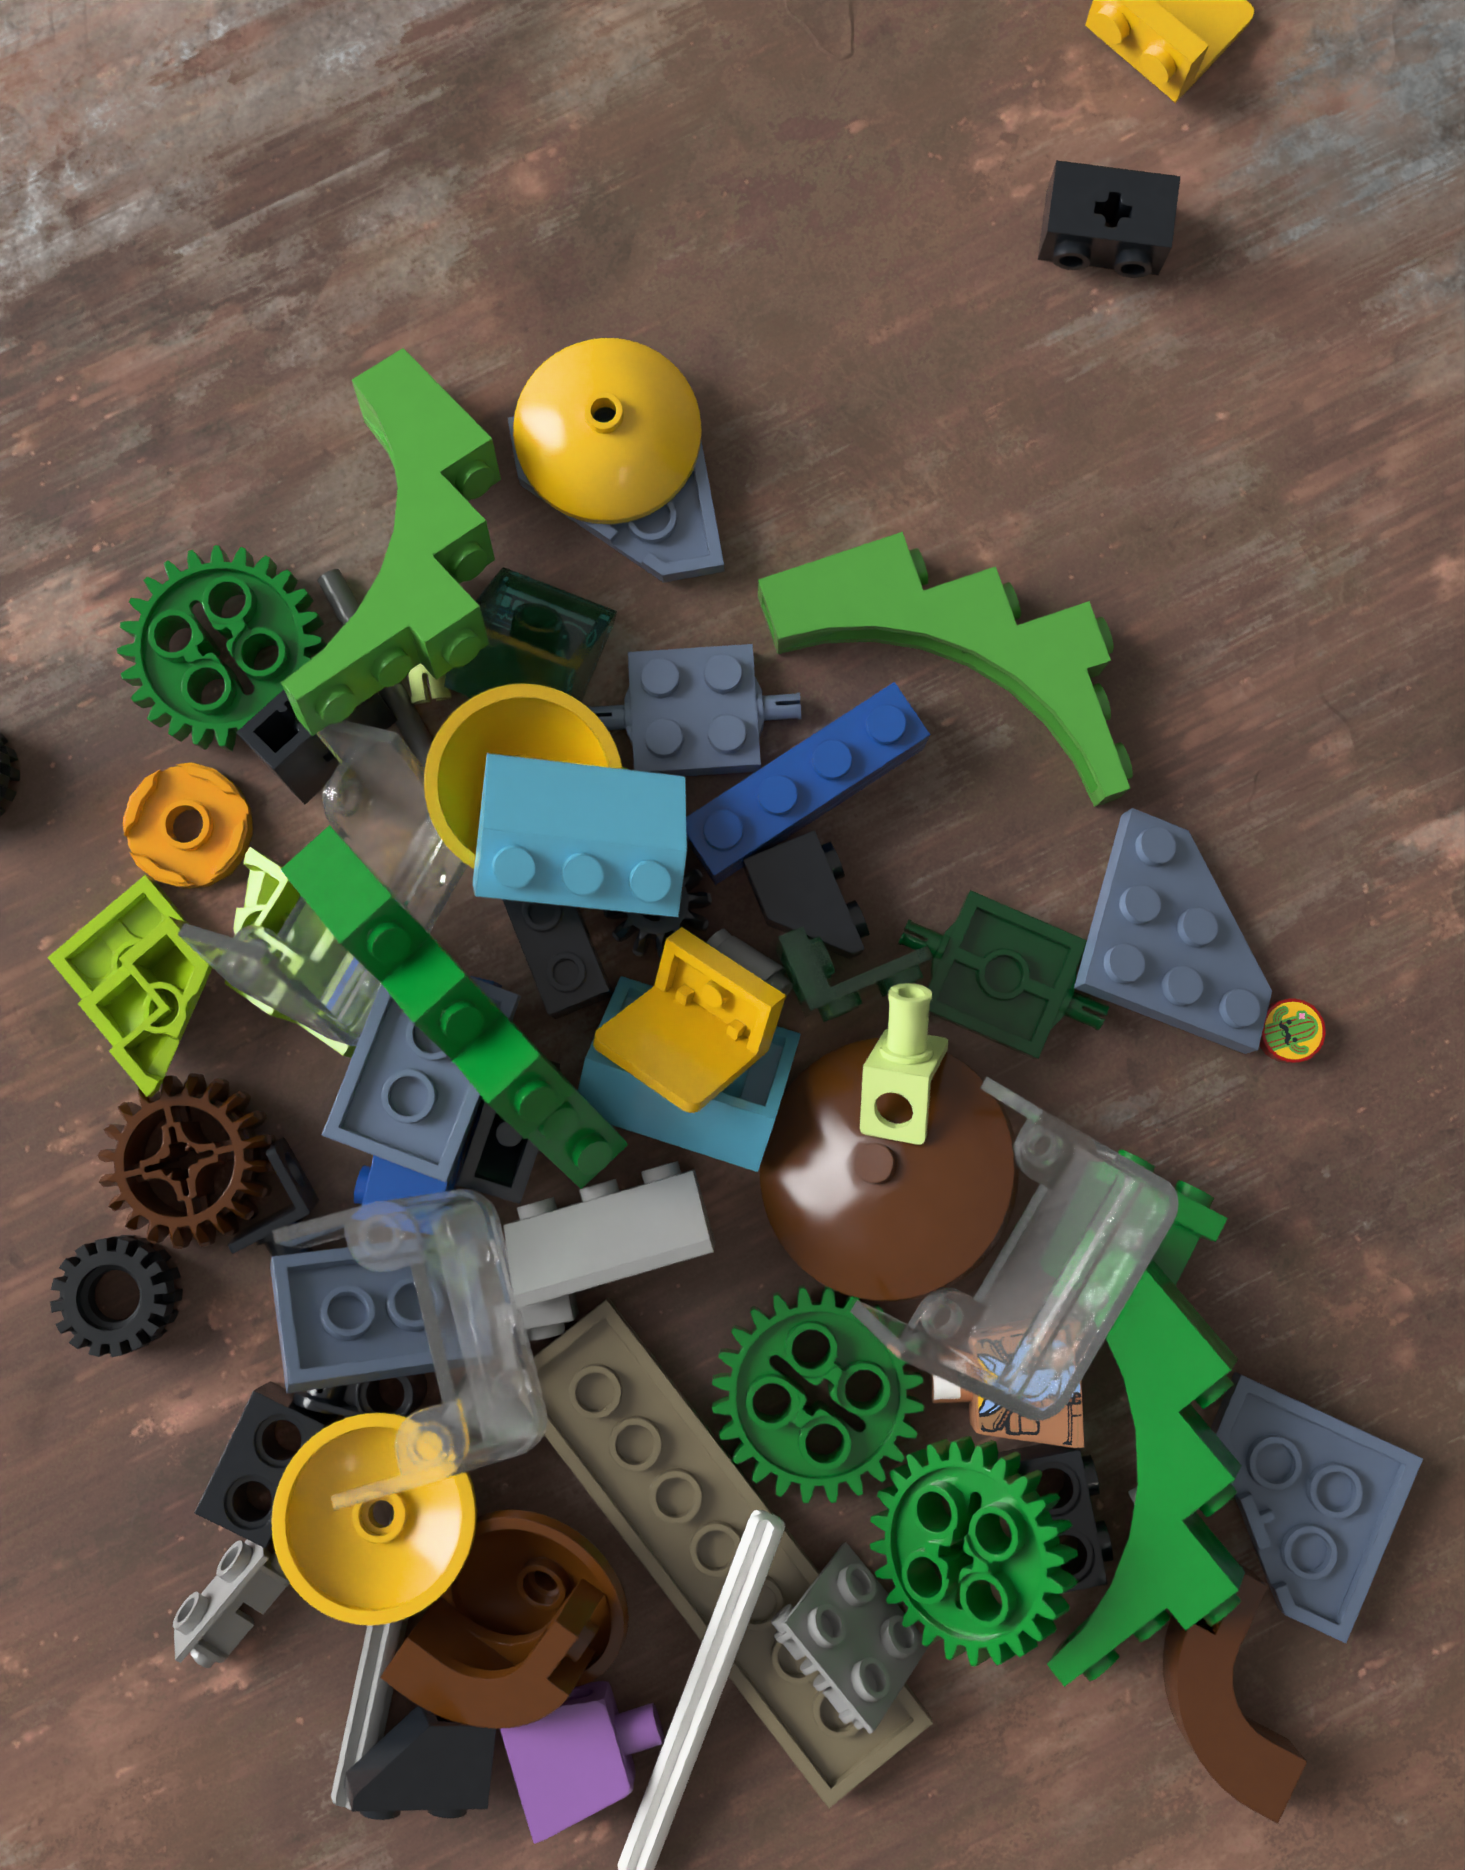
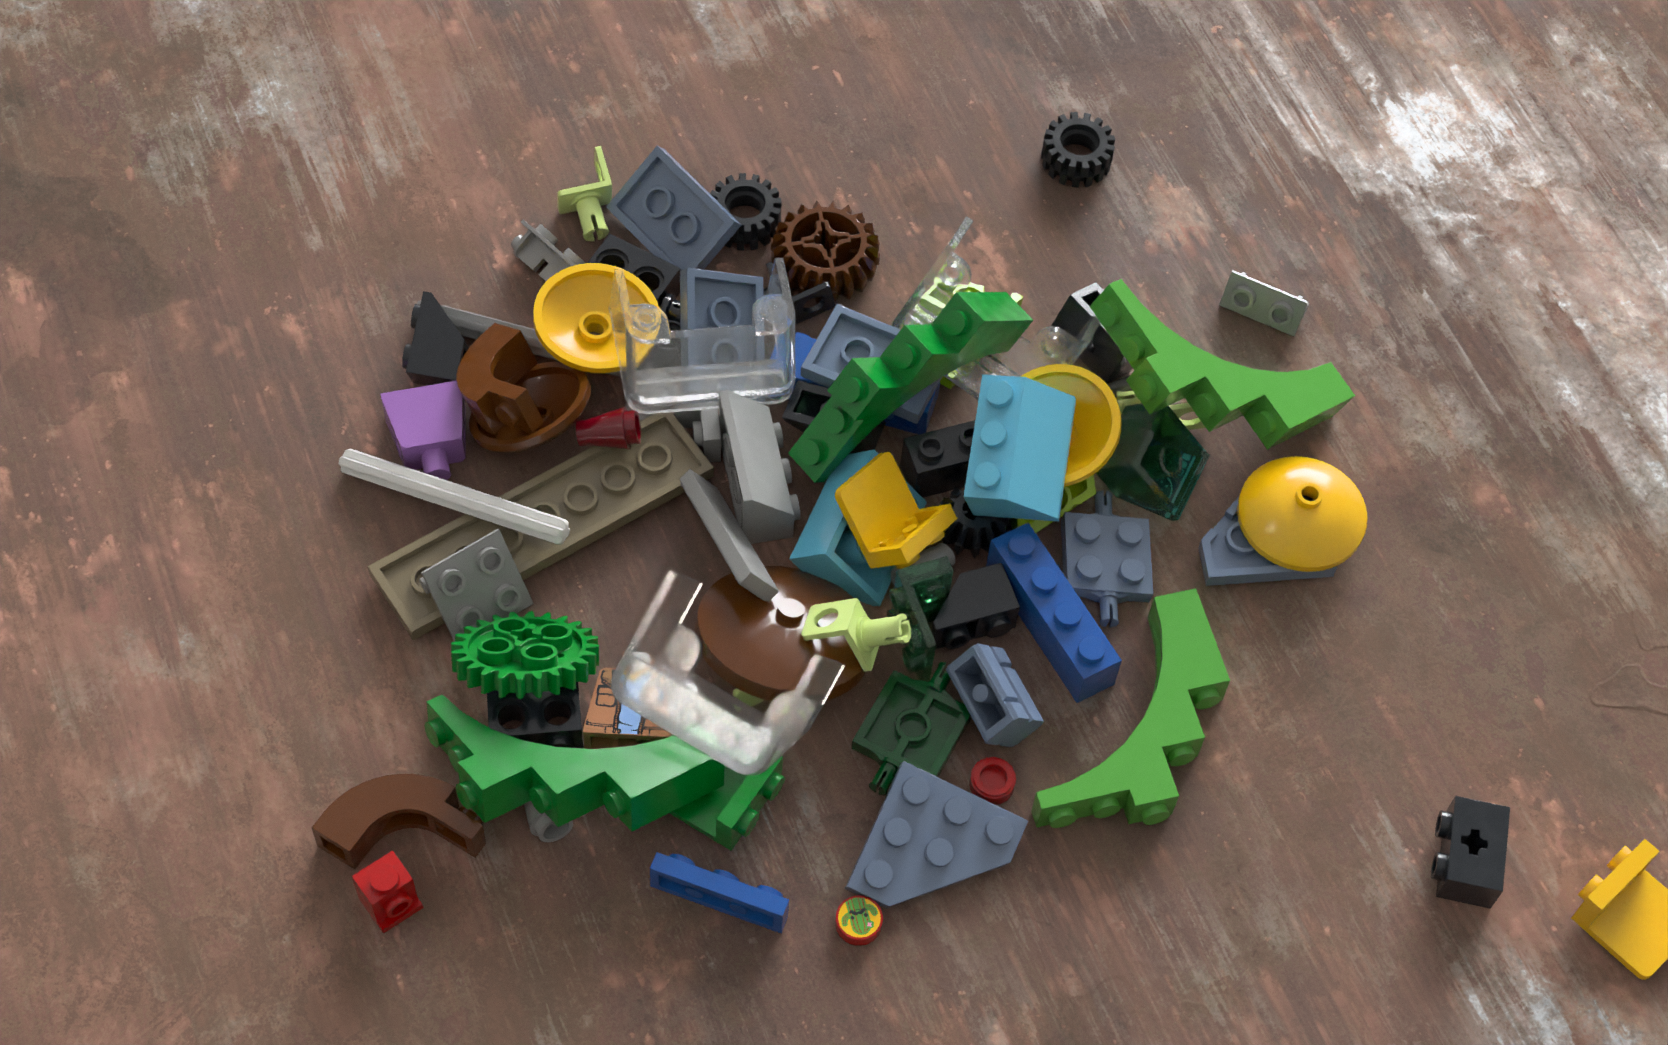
camera: 85 degrees right, 25 degrees down
(117, 1552) = (589, 199): none -> yellowish green bracket
(136, 979) = (931, 225): lime slope -> none
(142, 1412) = (673, 213): none -> sand blue plate
(176, 679) = (1159, 279): green gear -> none
(224, 833) = (1039, 289): light orange tile -> none
(235, 467) = (1263, 303): none -> light grey hinge
(568, 1467) = (611, 429): none -> dark red cone
(743, 1267) = (728, 536): none -> light grey tile
(780, 1439) = (609, 564): green gear -> none
(954, 860) = (994, 695): none -> sand blue brick
(1062, 860) = (992, 780): none -> red tile
(1282, 1224) = (719, 891): none -> blue plate
(1313, 1500) = (523, 892): sand blue plate -> none
(1341, 1692) = (387, 891): none -> red brick

